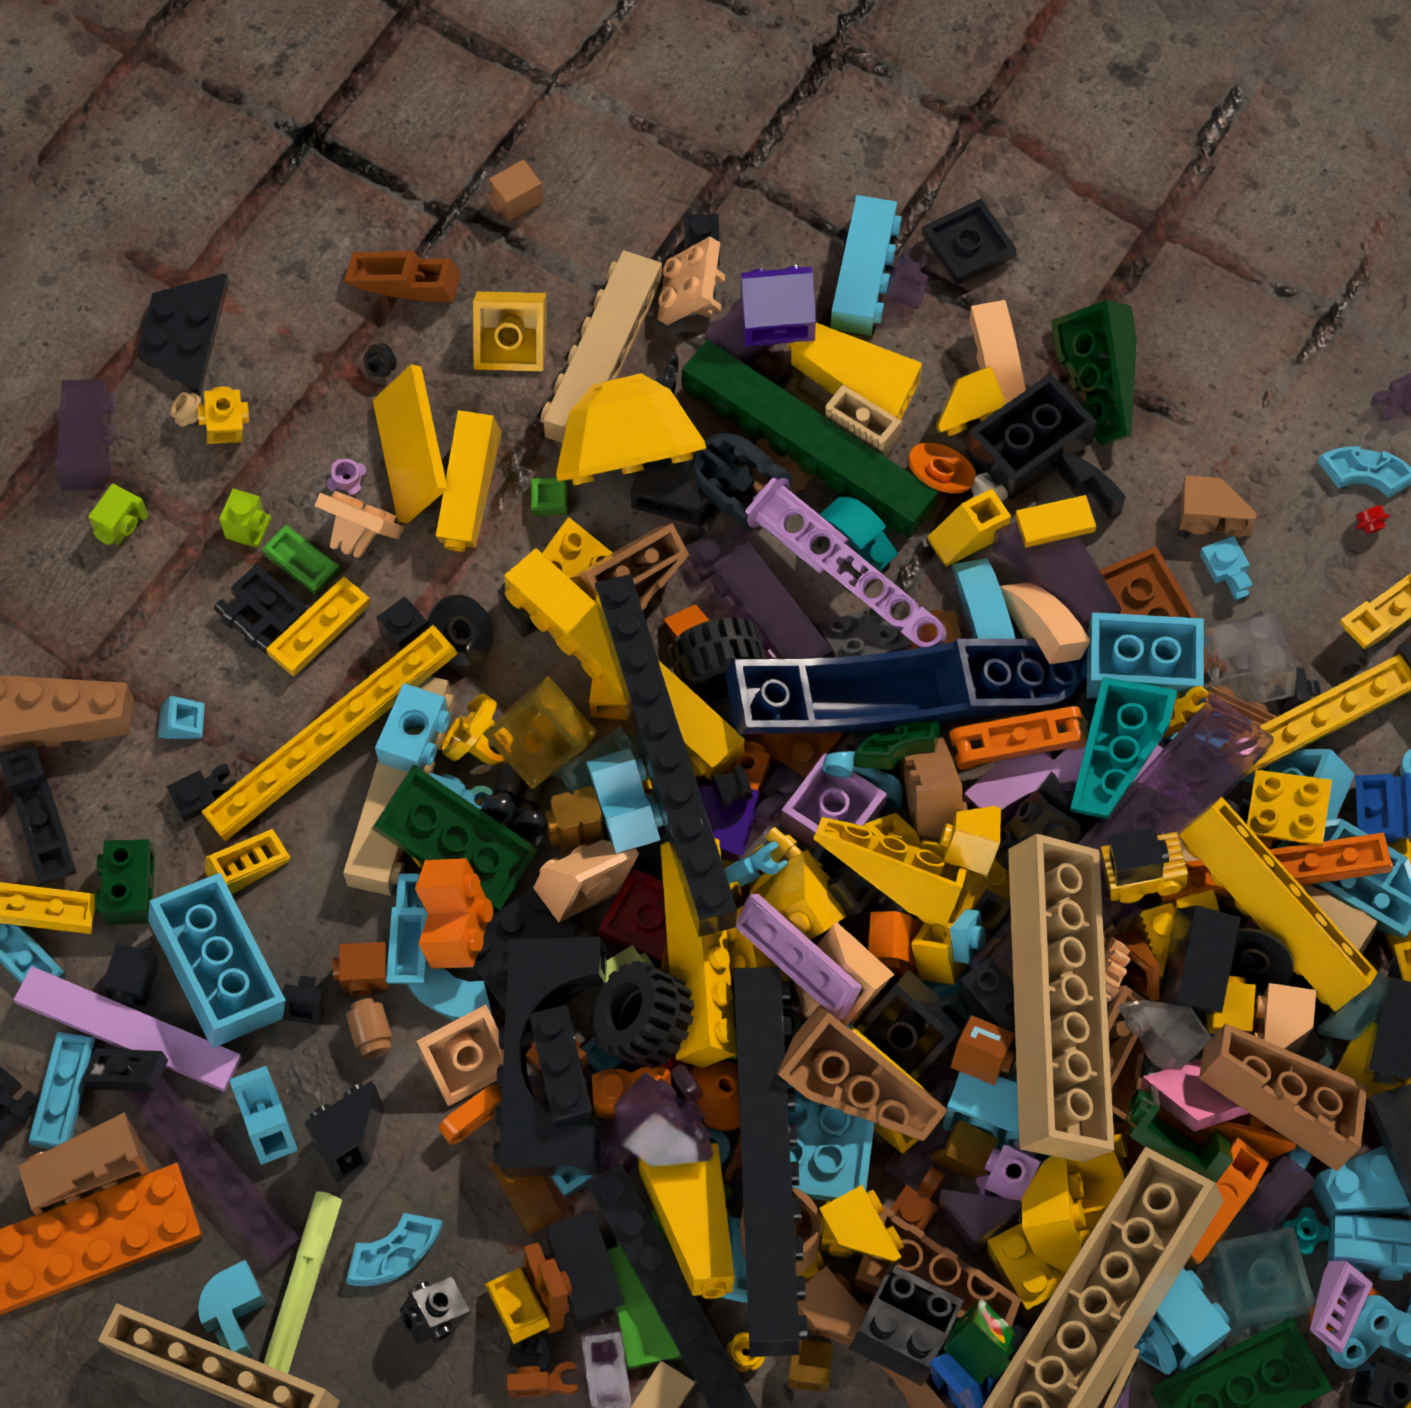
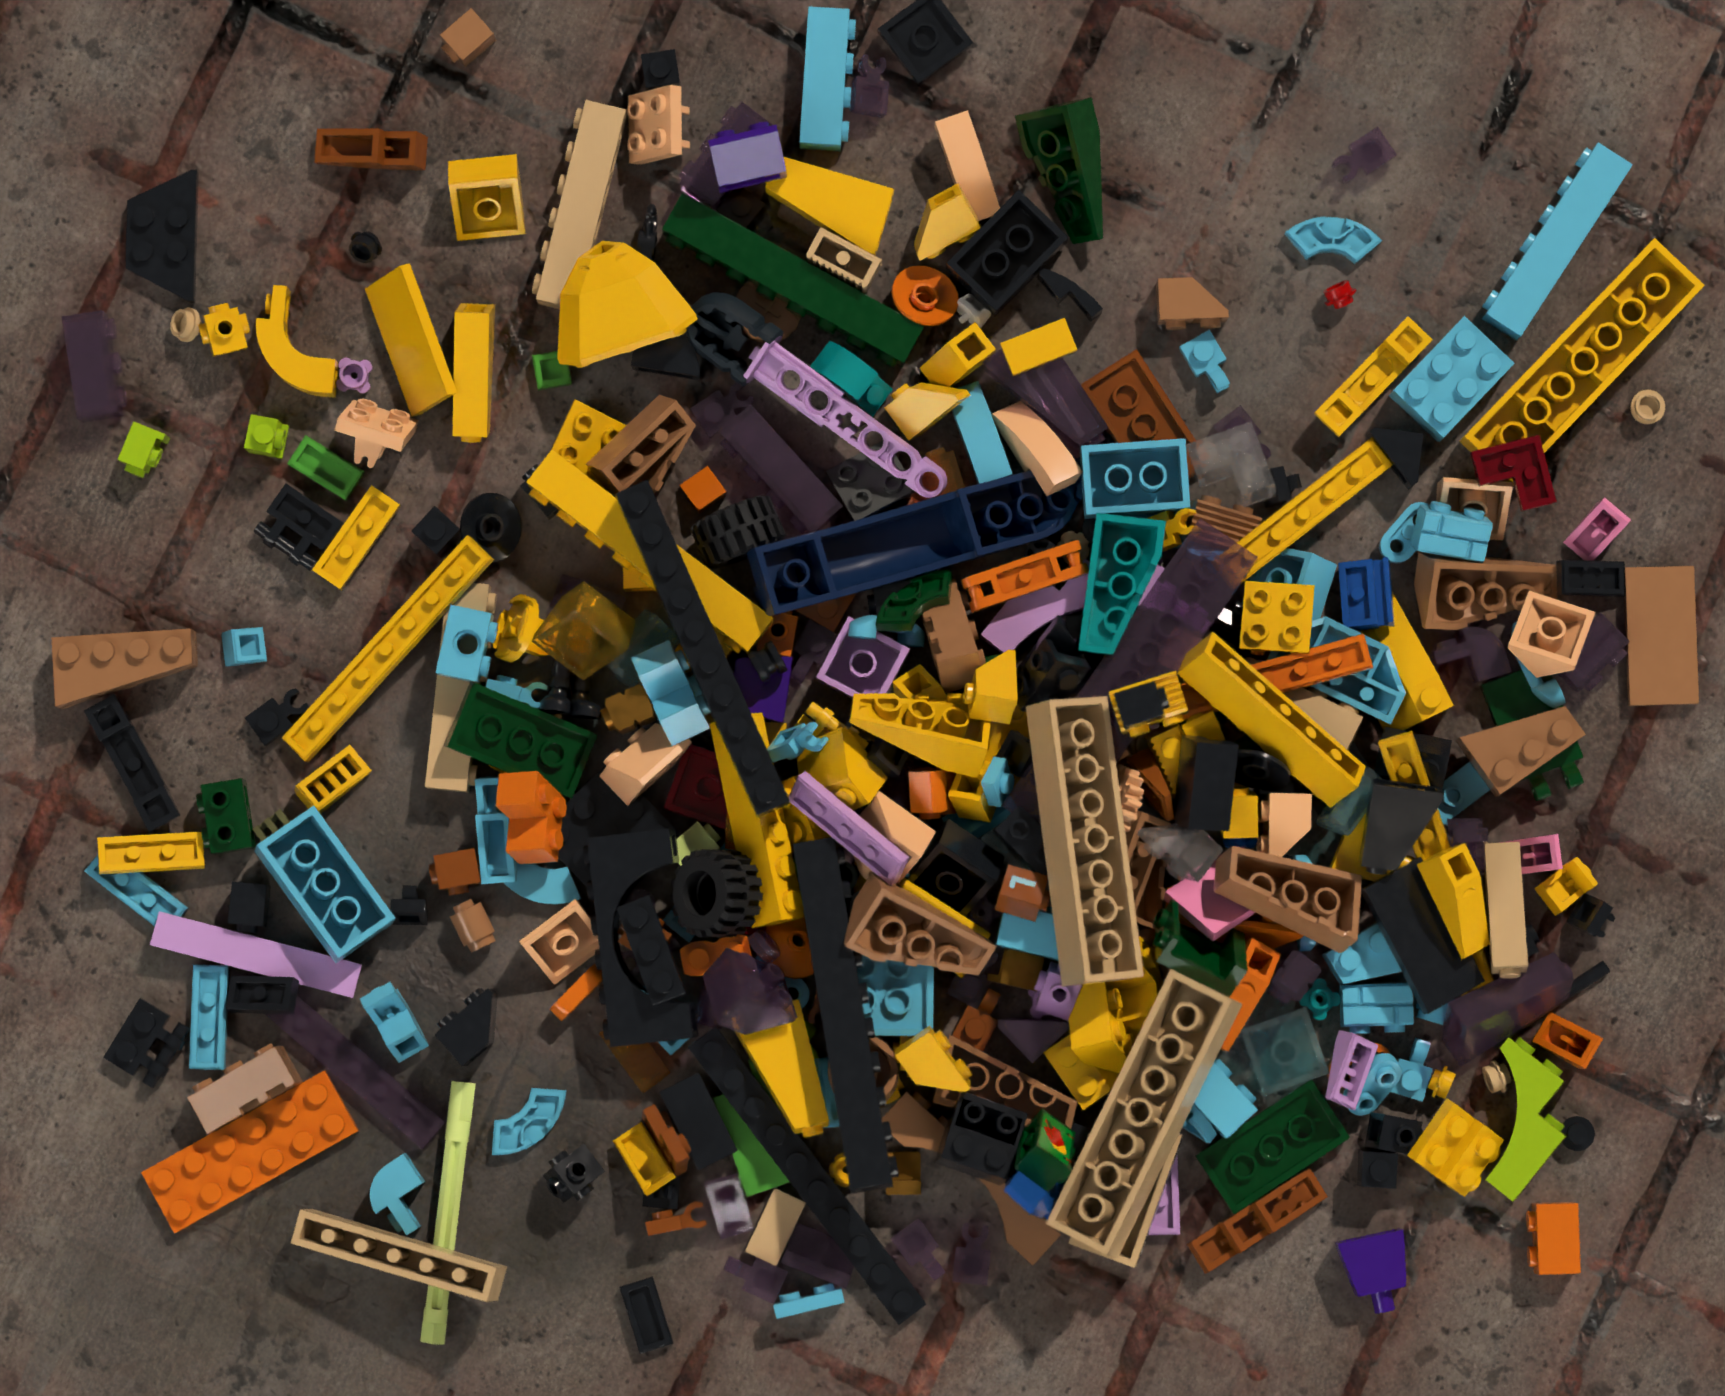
camera: 10 degrees left, 20 degrees up
(292, 463) = (300, 371): none -> yellow arch
(929, 568) = (922, 406): none -> yellow slope

